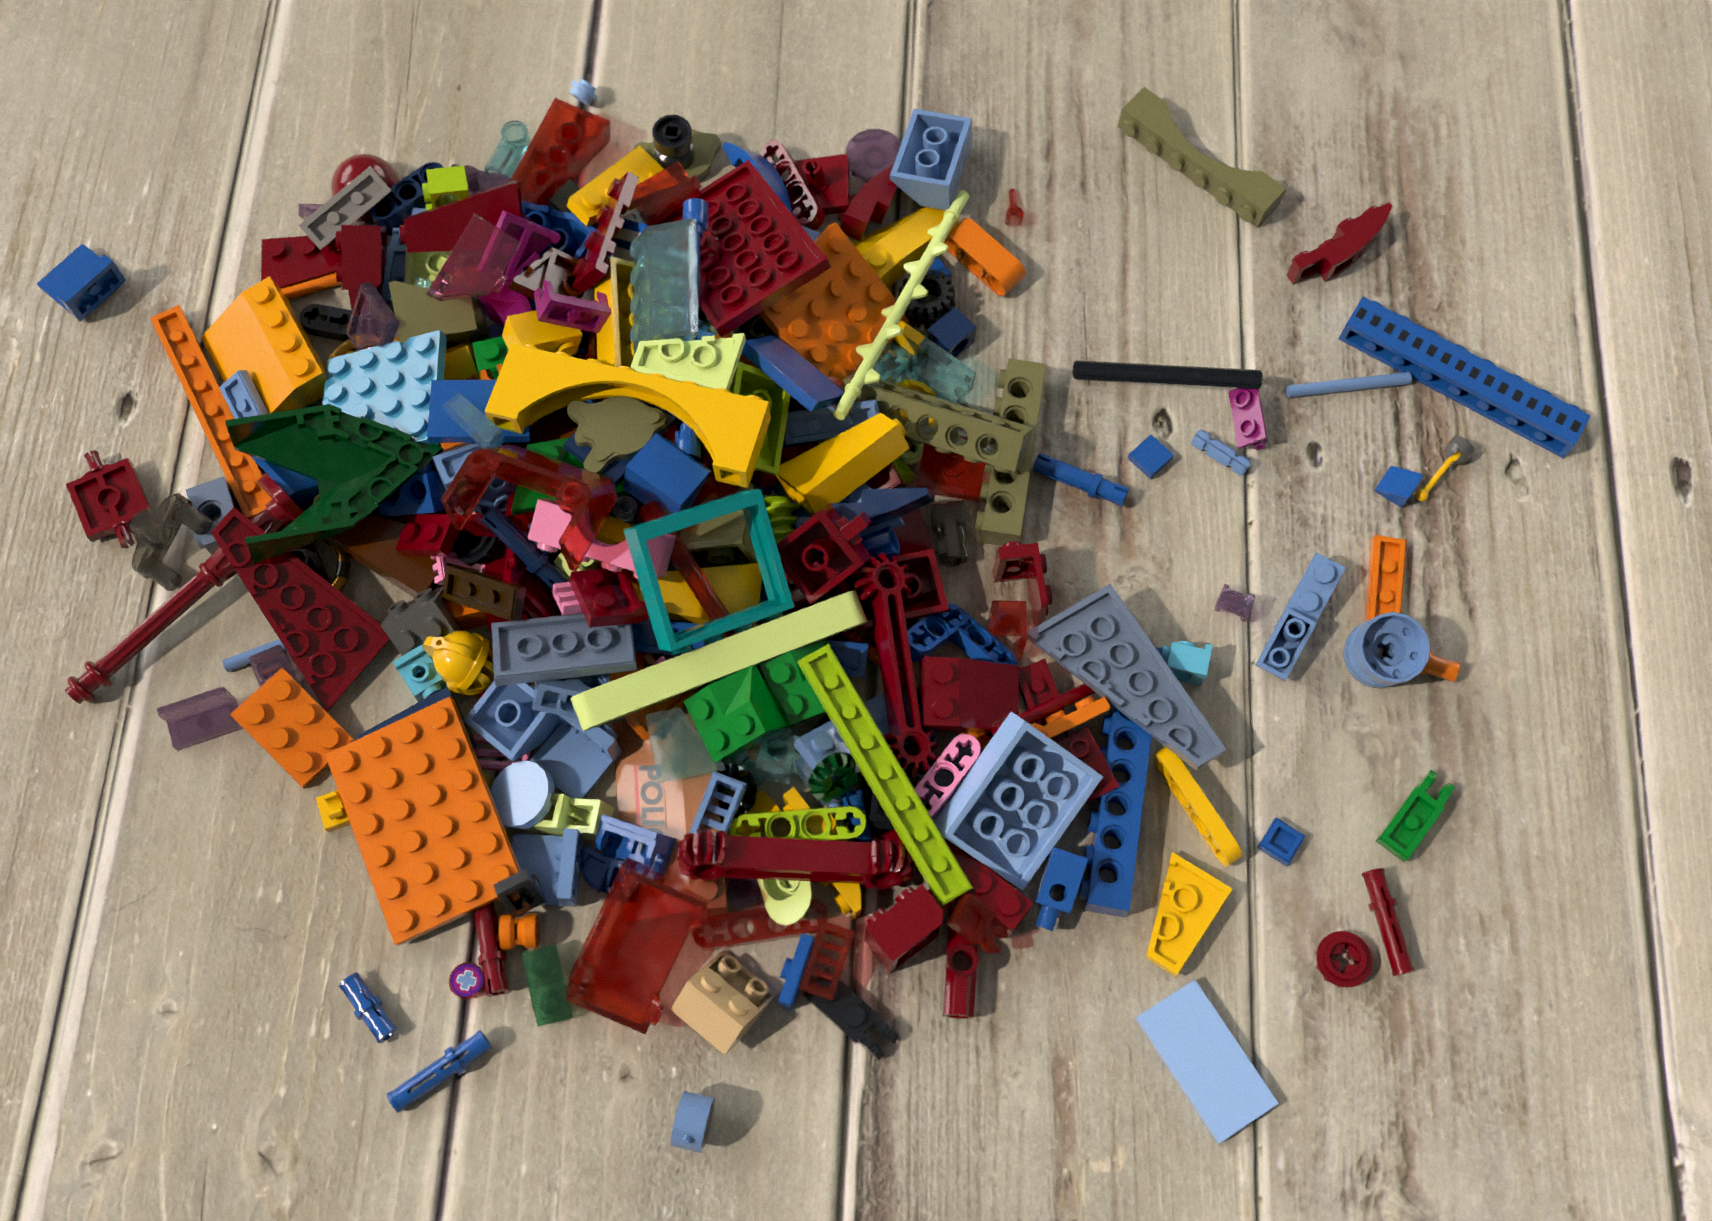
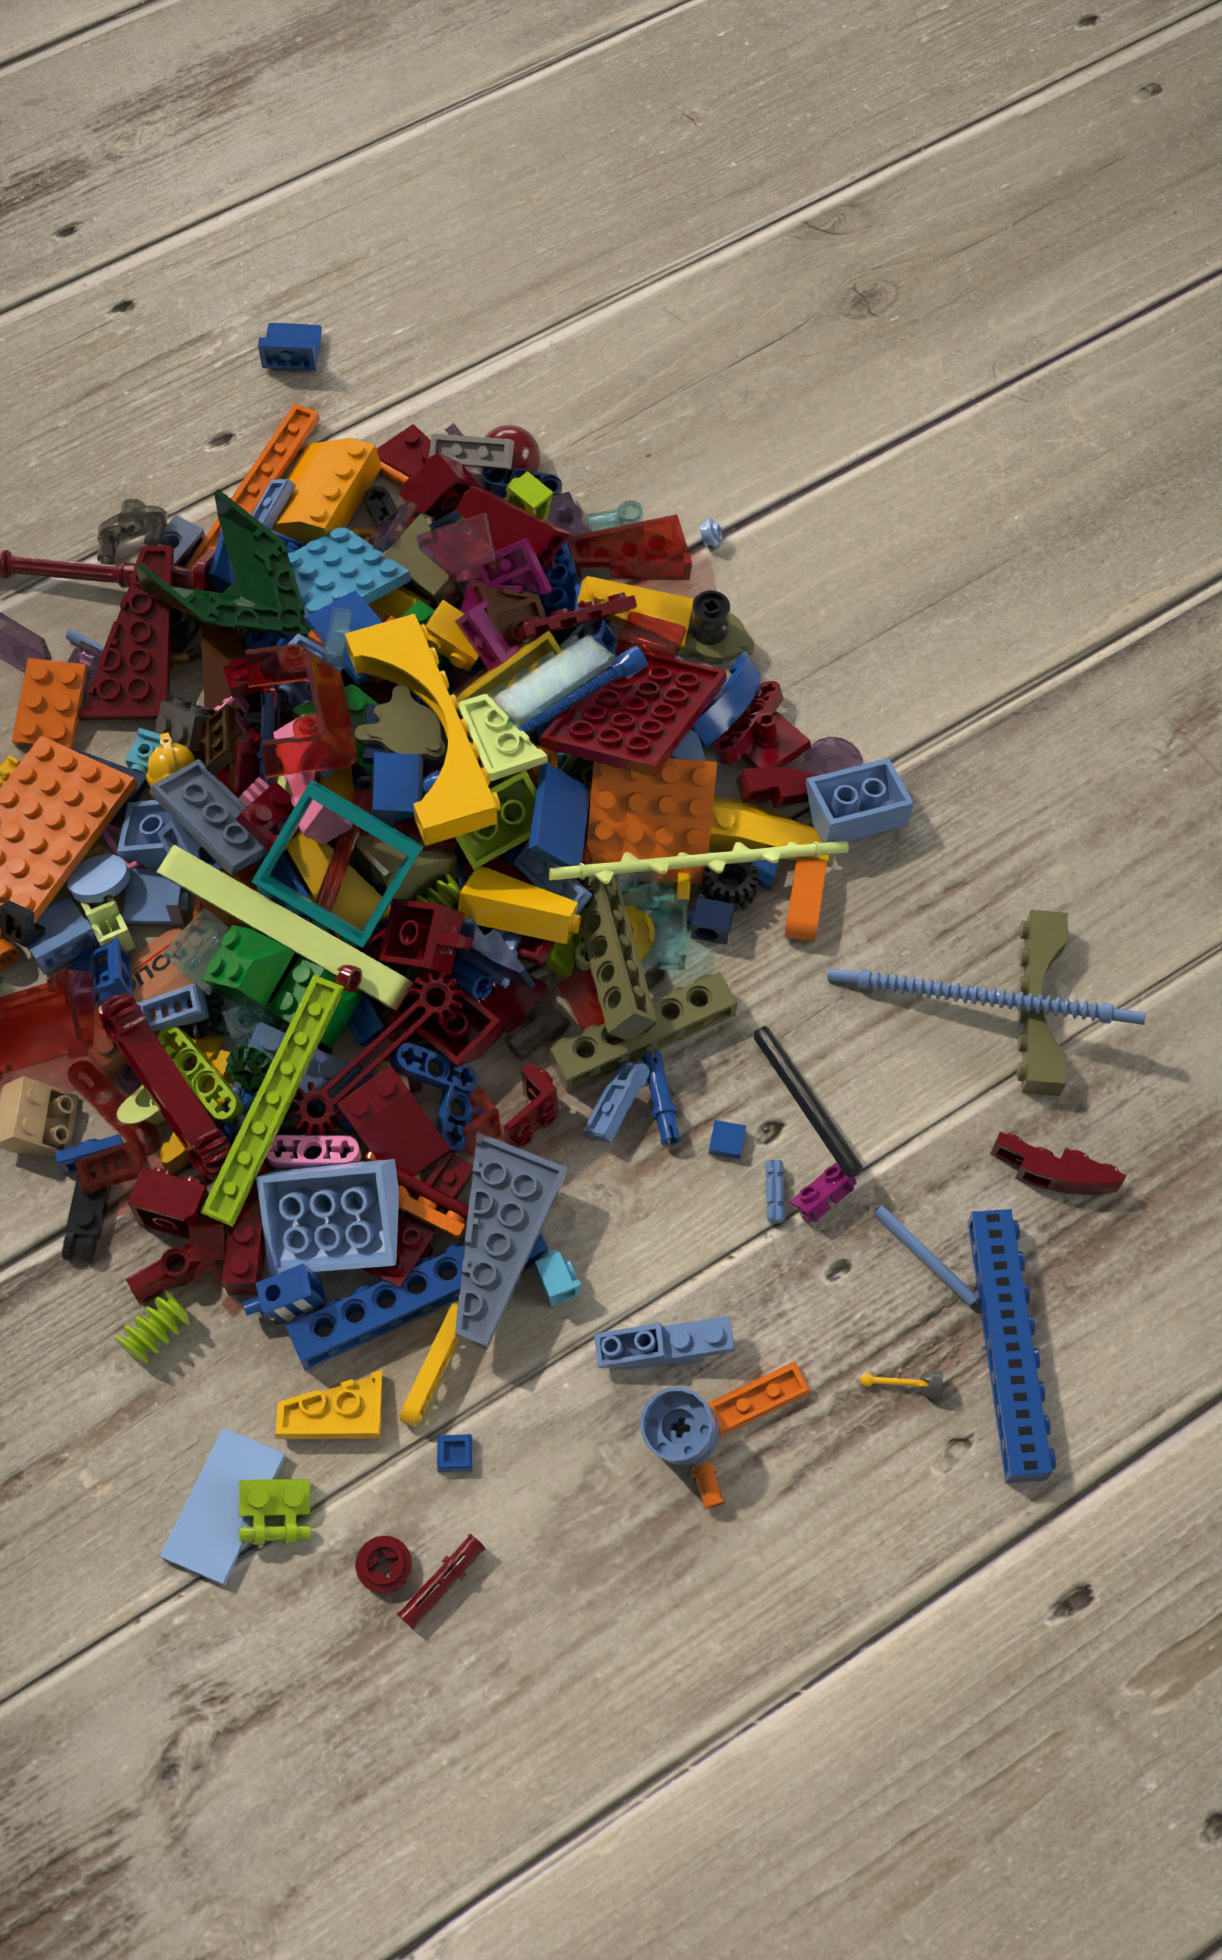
camera: 55 degrees right, 5 degrees down
(108, 498) = (140, 477): dark red plate -> none
(819, 633) = (349, 977): none -> dark red hinge
(1007, 1019) = (153, 1329): none -> lime piece
(1013, 209) = (871, 894): clear red hand -> none
(1061, 515) = (616, 1101): none -> medium blue hinge
(1231, 1013) = (274, 1498): none -> lime plate
(1234, 602) = (640, 1284): clear purple bush -> none
(1257, 117) = (1105, 1013): none -> medium blue hose
(1398, 485) = (859, 1354): blue slope -> none
(1414, 818) = (552, 1548): green hinge -> none

